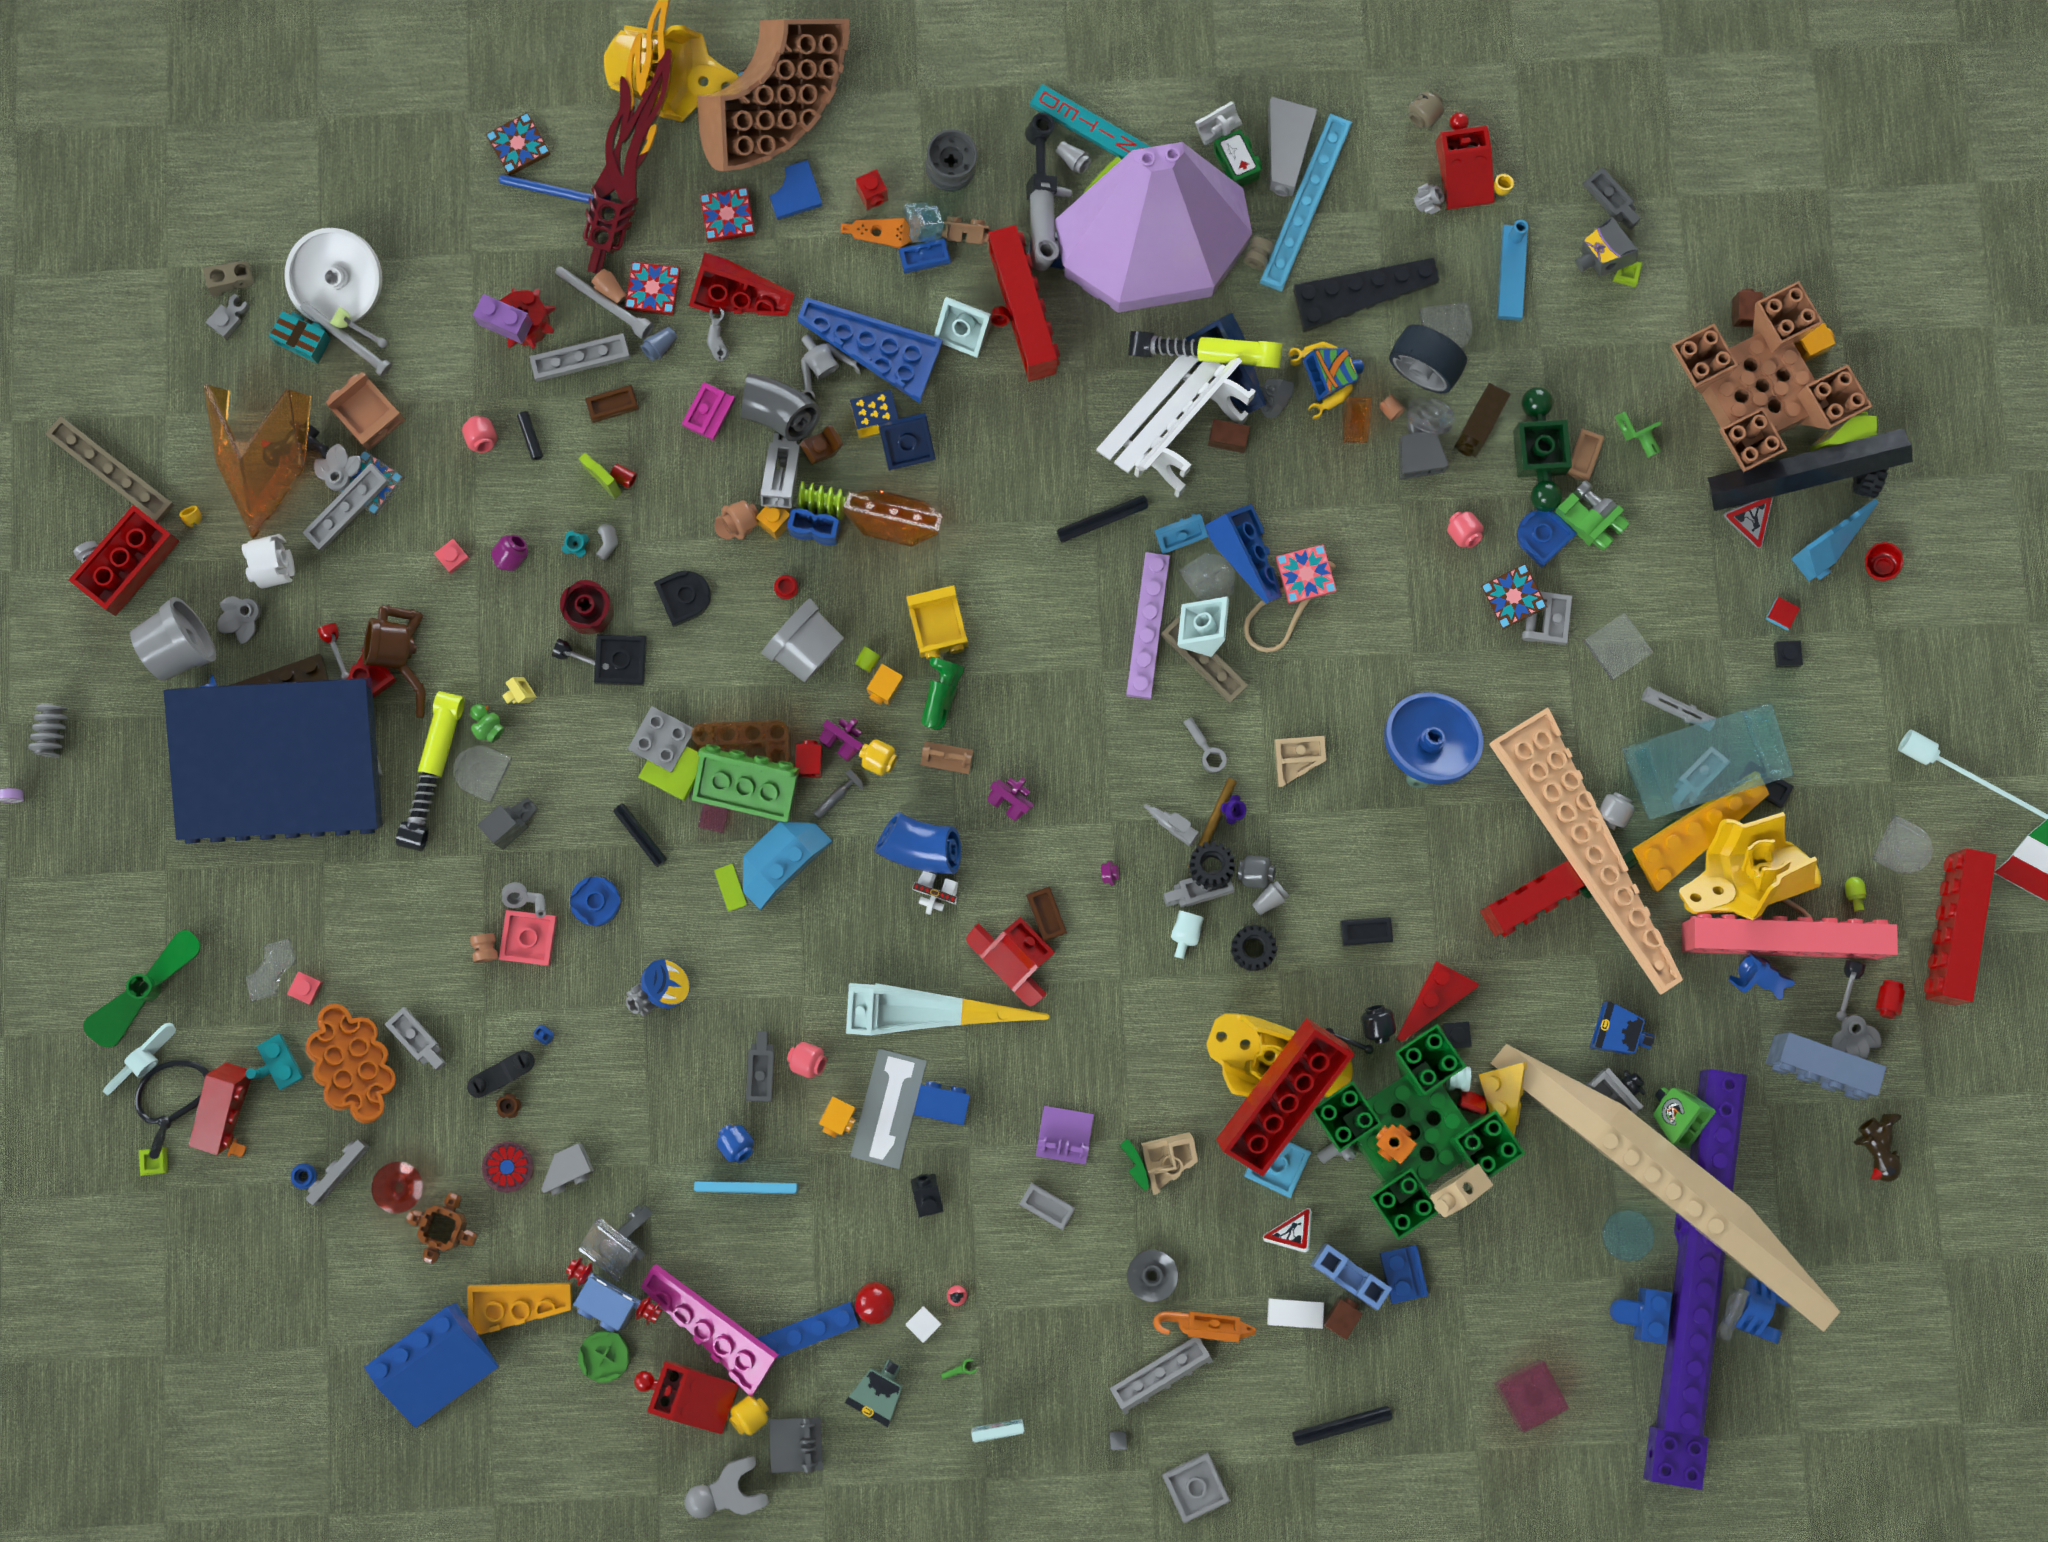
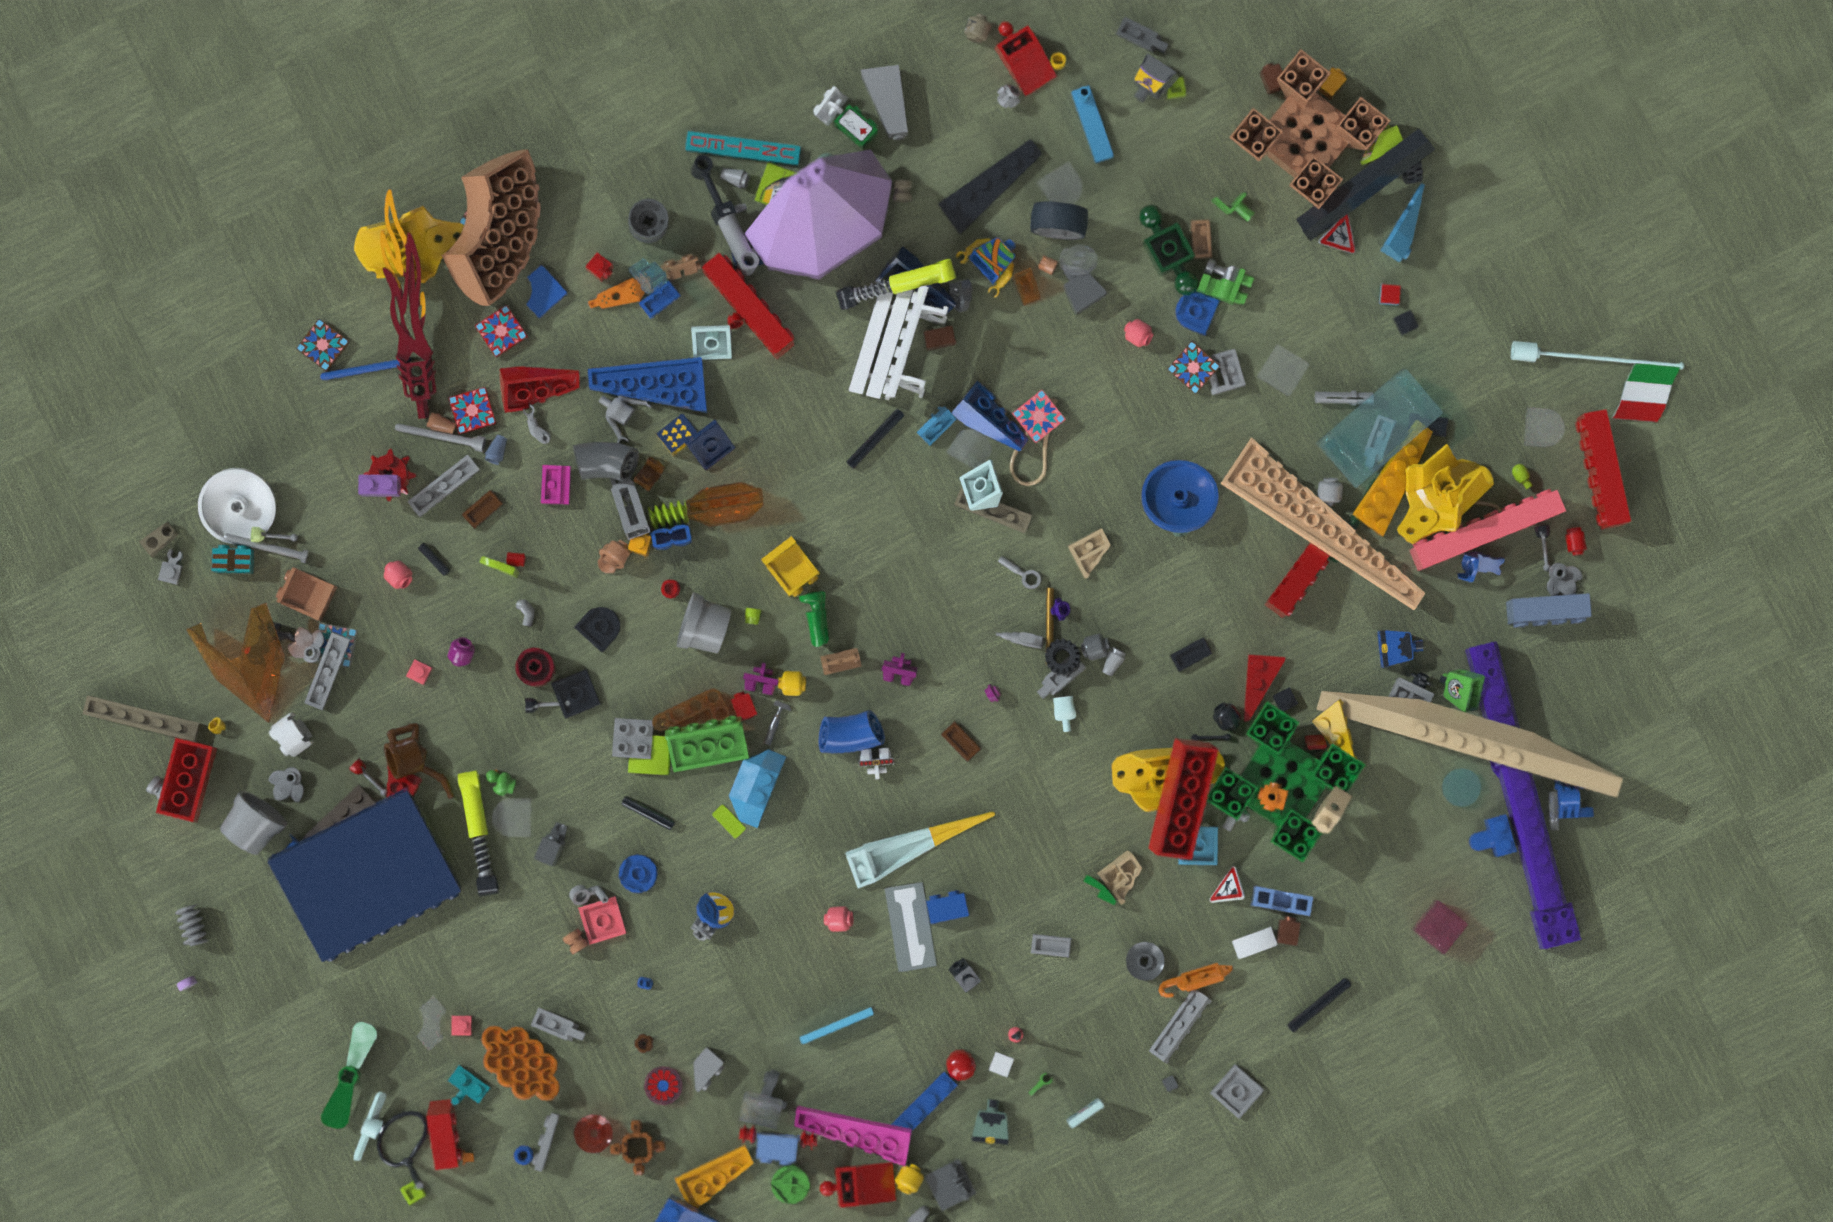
camera: 25 degrees left, 5 degrees up
(500, 1074) = (628, 1023): black piece -> none
(519, 691) = (514, 748): light yellow tile -> none
(572, 537) = (499, 624): teal plate -> none
(713, 818) = (694, 778): clear pink tile -> none
(735, 1143) = (815, 998): blue head -> none
(760, 1069) = (809, 940): dark grey hinge -> none
(837, 1118) = (878, 949): light orange brick -> none
(884, 685) = (773, 629): light orange brick -> none
(1013, 957) = (951, 782): red plate -> none
(1064, 1135) = (1041, 891): medium lavender hinge -> none
(1147, 626) = (941, 502): lavender plate -> none
(1264, 937) = (1128, 701): black tyre -> none
(1305, 202) = (919, 136): medium azure tile -> none
(1404, 1274) = (1317, 882): blue plate -> none
(1460, 1080) = (1300, 731): light aqua wheel -> none
(1482, 420) = (1117, 248): dark brown window -> none
(1878, 1140) = (1606, 645): dark brown animal -> none
(1884, 561) = (1446, 226): red hair -> none

